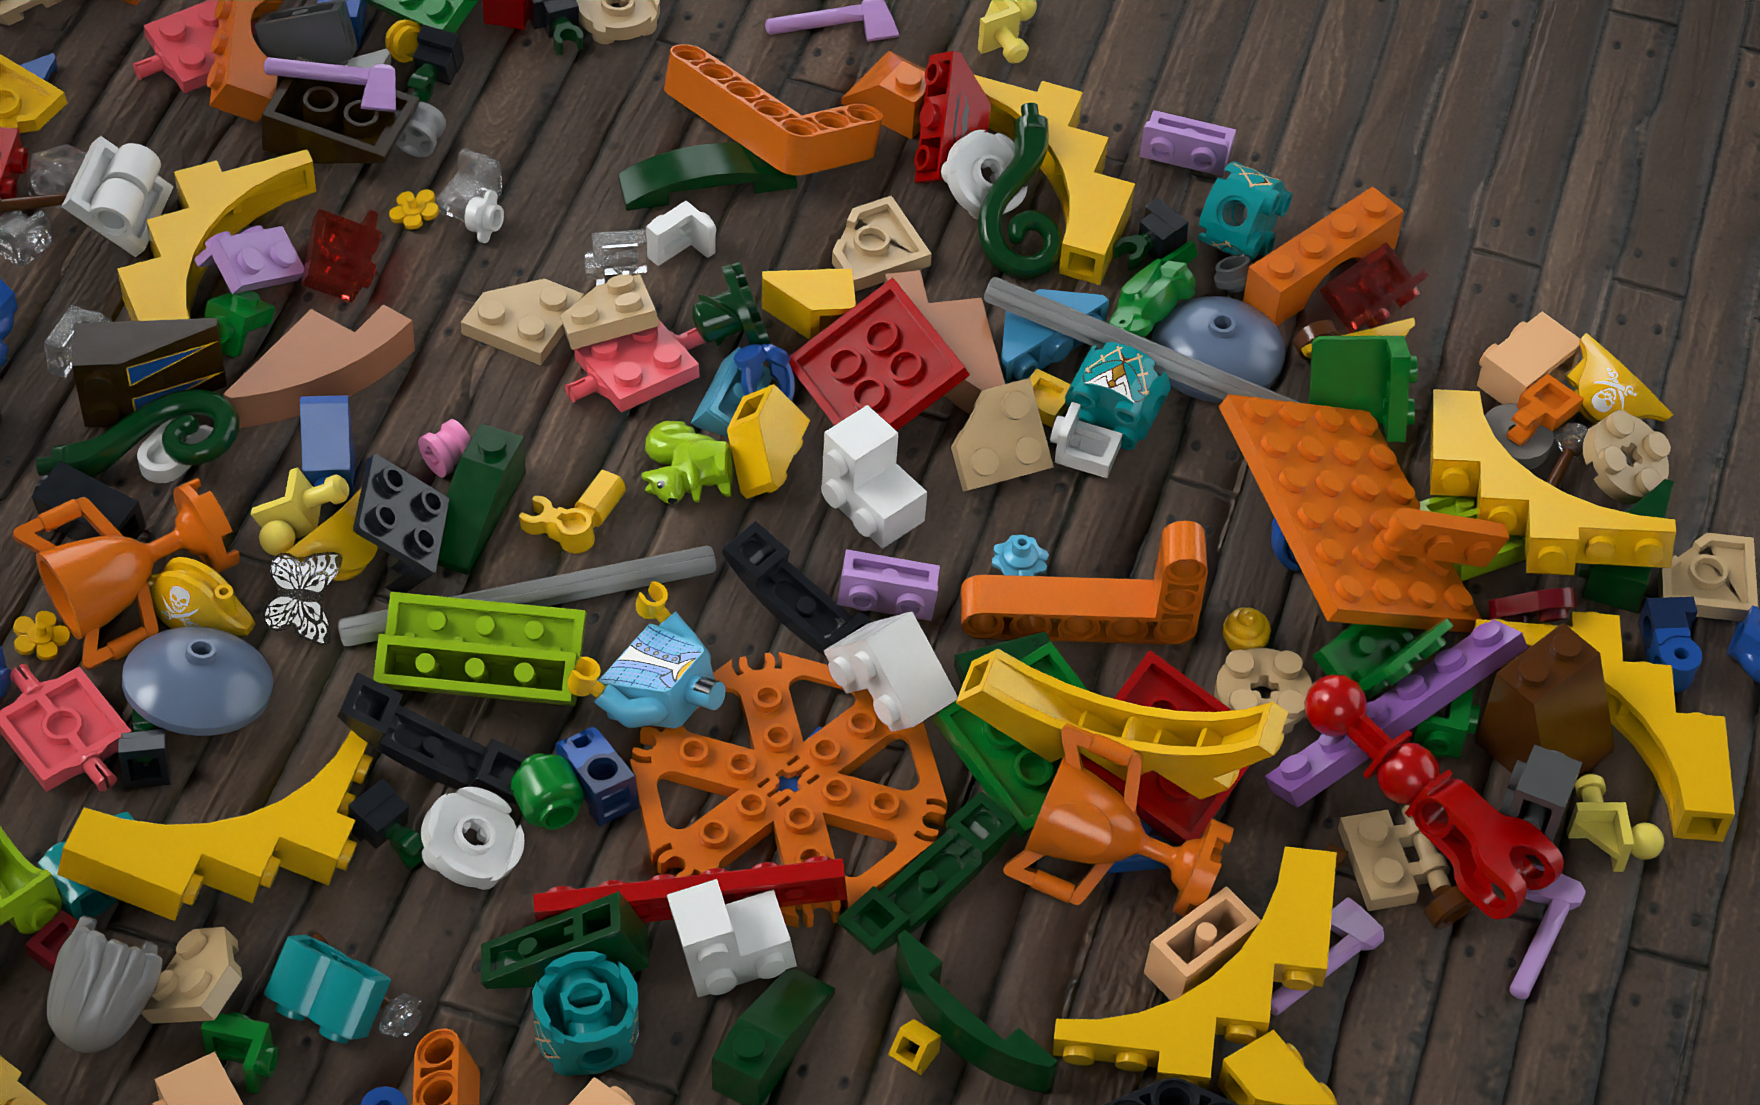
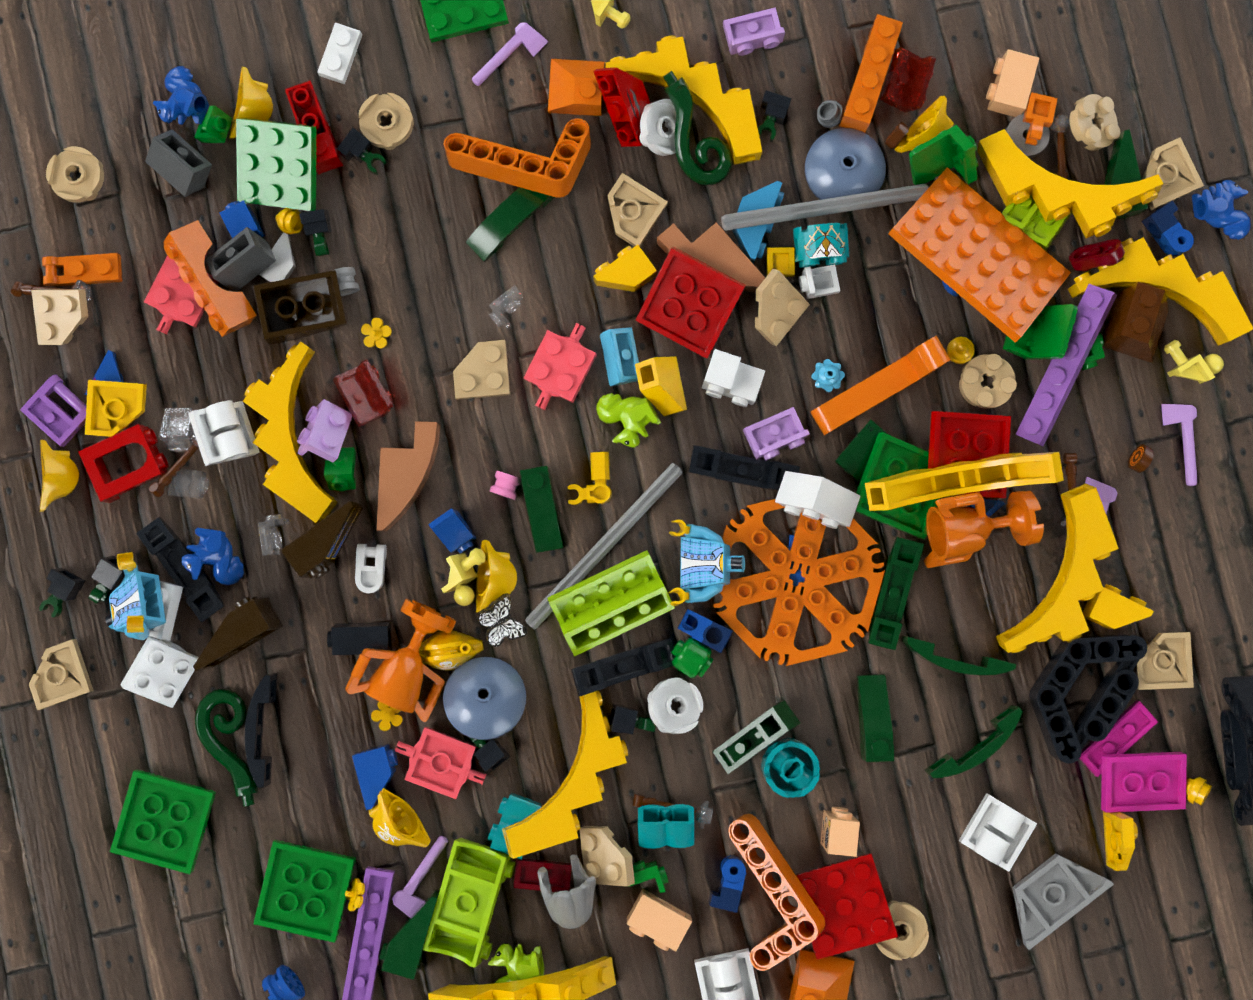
camera: 25 degrees left, 35 degrees up
(105, 450) = (335, 602): dark green plant -> none
(379, 79) = (308, 274): lavender piece -> none
(403, 520) = (523, 556): black bracket -> none
(475, 177) = (397, 304): clear bracket -> none
(484, 216) = (419, 320): white plate -> none
(610, 312) = (529, 347): tan plate -> none
(678, 230) = (522, 271): white bracket -> none
(730, 311) = (594, 311): dark green plate -> none
(731, 940) = (829, 690): white brick -> none
(750, 361) = (623, 337): blue piece -> none
(794, 884) = (806, 670): red plate -> none
(918, 1034) = (942, 687): yellow piece -> none
(1155, 291) = (797, 160): green animal -> none
(1199, 944) = (1045, 559): light nougat brick -> none
(1224, 210) = (817, 73): teal brick -> none
(1381, 864) = (1092, 447): tan plate -> none
(1440, 537) = (1039, 251): orange plate -> none
(1451, 814) = (1120, 415): red piece -> none
(1541, 790) = (1160, 379): dark grey brick -> none
(1611, 386) = (1063, 81): yellow hat -> none

